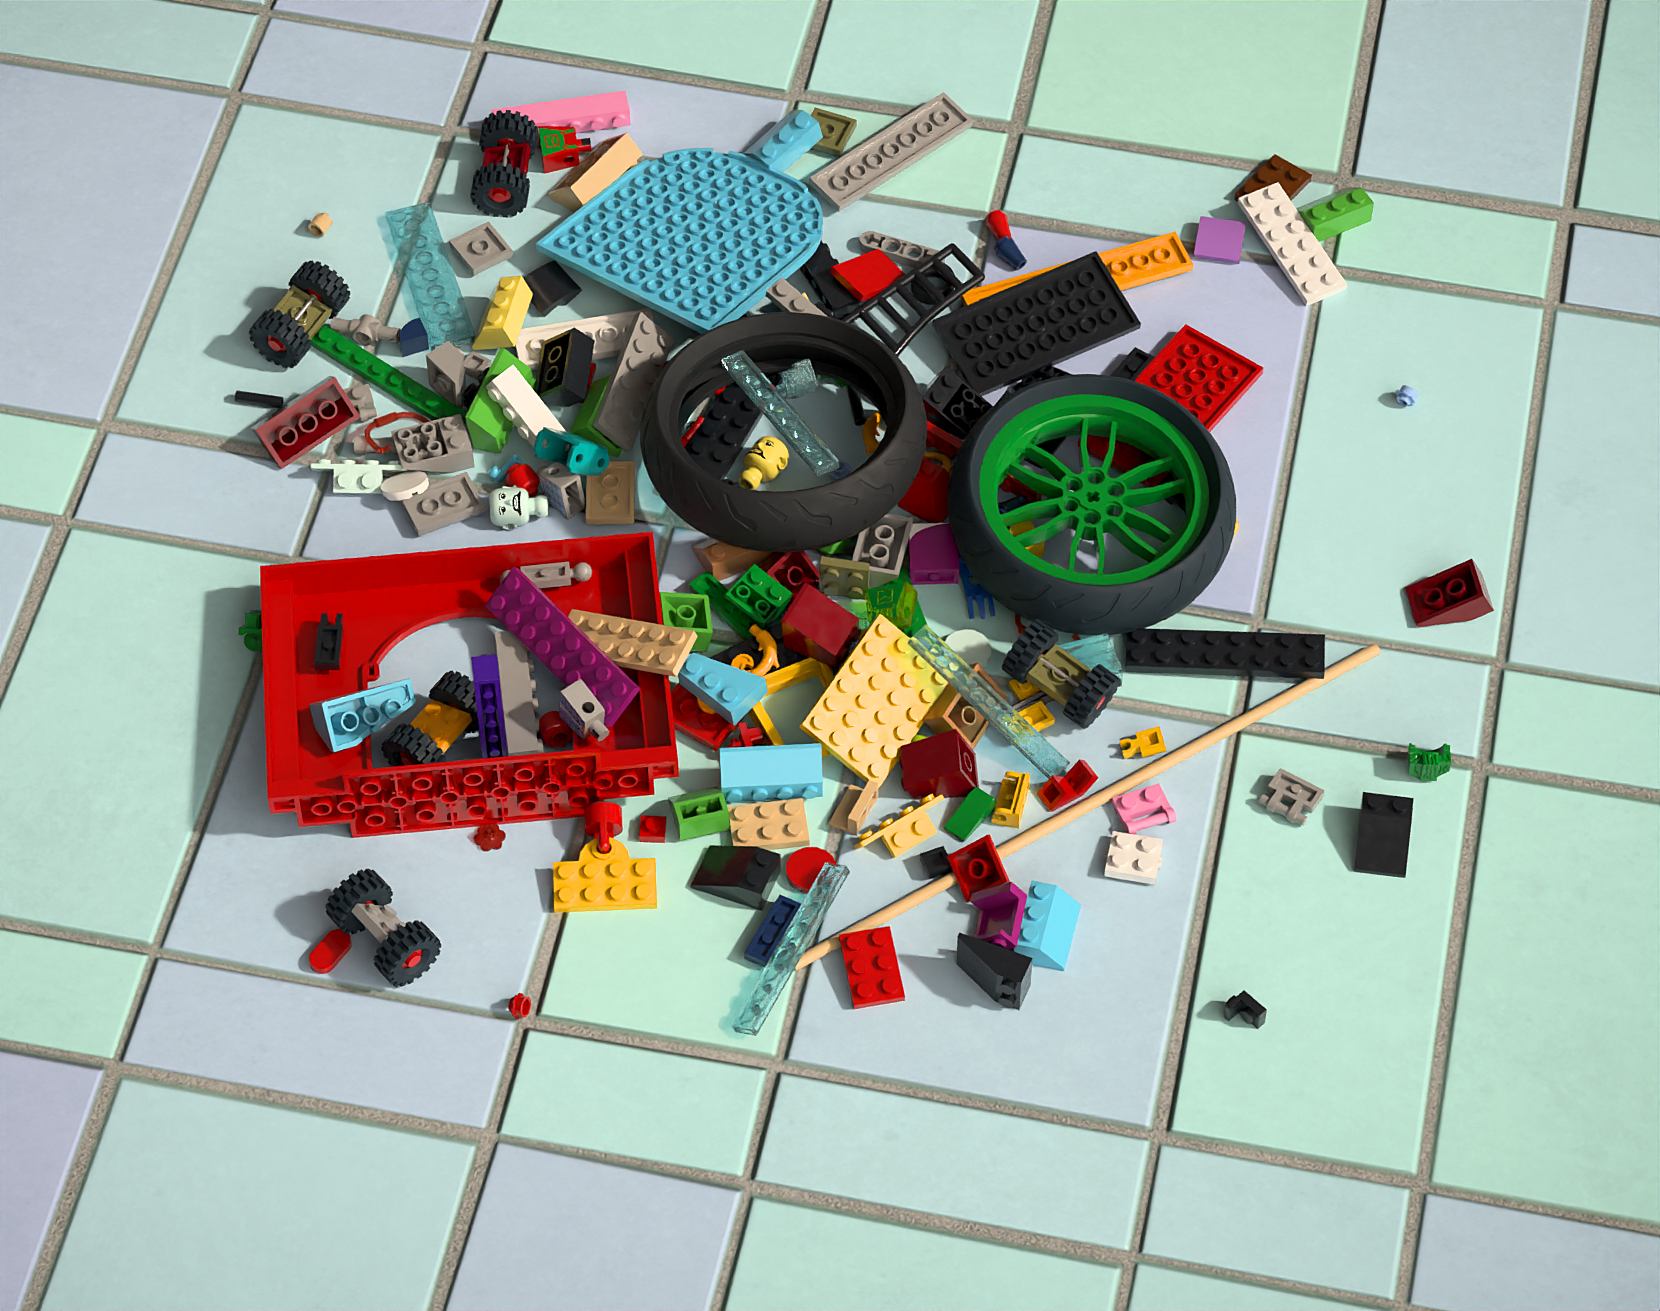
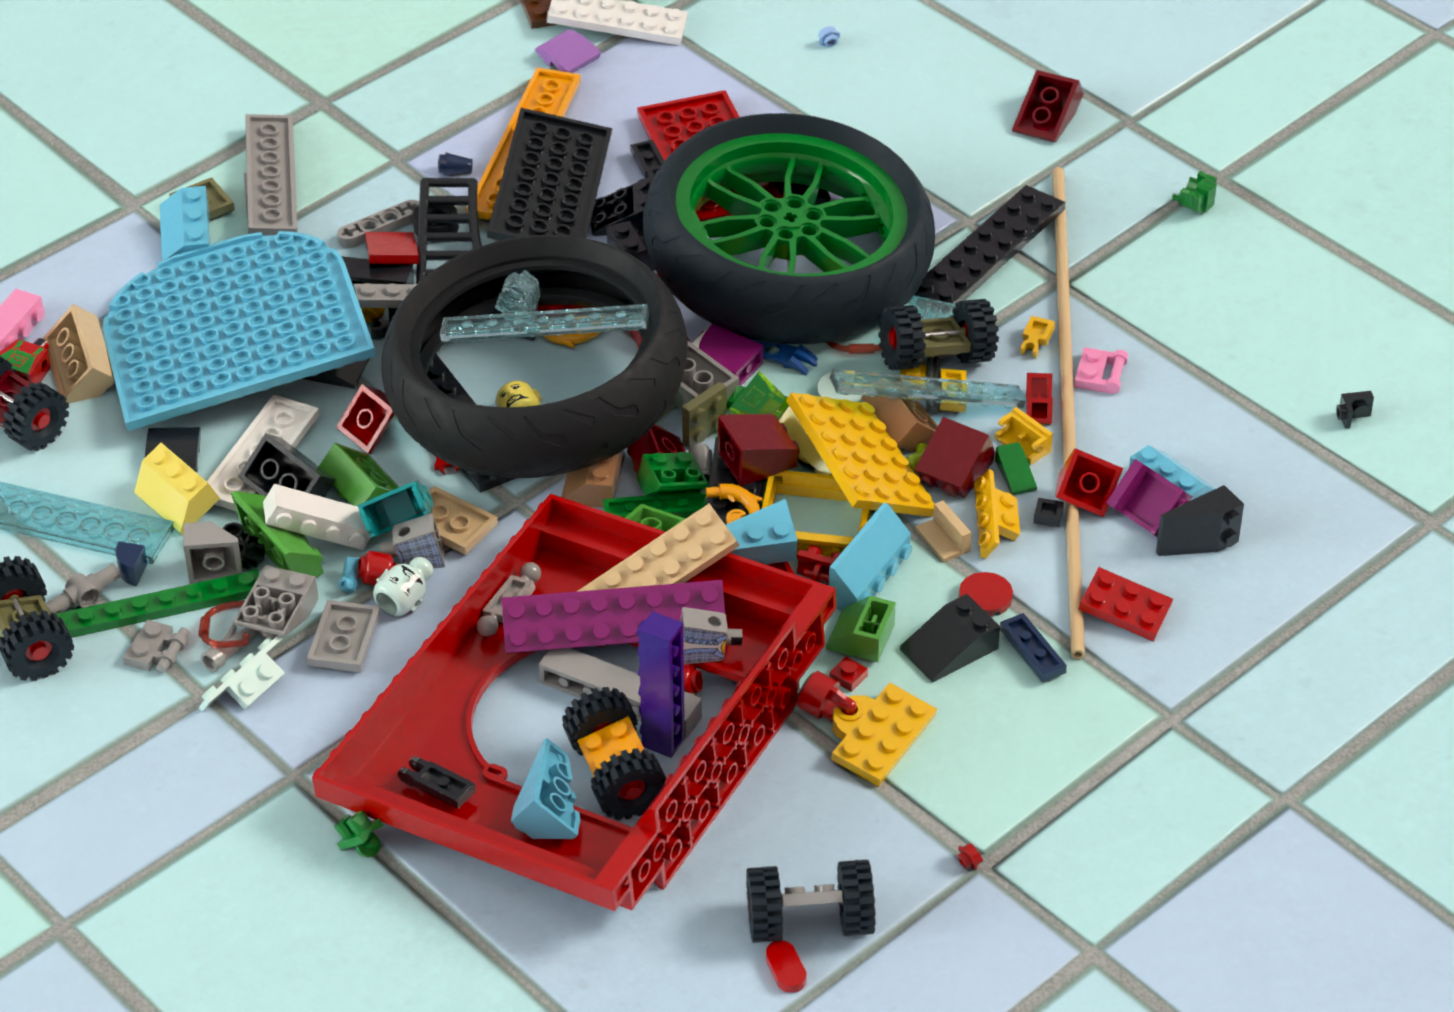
camera: 55 degrees left, 10 degrees down
(259, 399) = (76, 707): black piece -> none
(305, 422) = (150, 679): dark red slope -> none
(404, 484) = (298, 648): white tile -> none
(481, 248) = (76, 470): light grey plate -> none
(489, 837) = (754, 790): clear red plant -> none
(633, 375) = (349, 437): light grey plate -> none
(769, 824) = (917, 595): tan plate -> none
(790, 949) = (1066, 643): clear light blue plate -> none
(844, 470) = (574, 371): light blue plate -> none
(998, 224) = (419, 157): red cone -> none
(1133, 857) = (1144, 398): white plate -> none
(1295, 791) = (1163, 277): light grey plate -> none
(1383, 834) = (1244, 252): black slope -> none

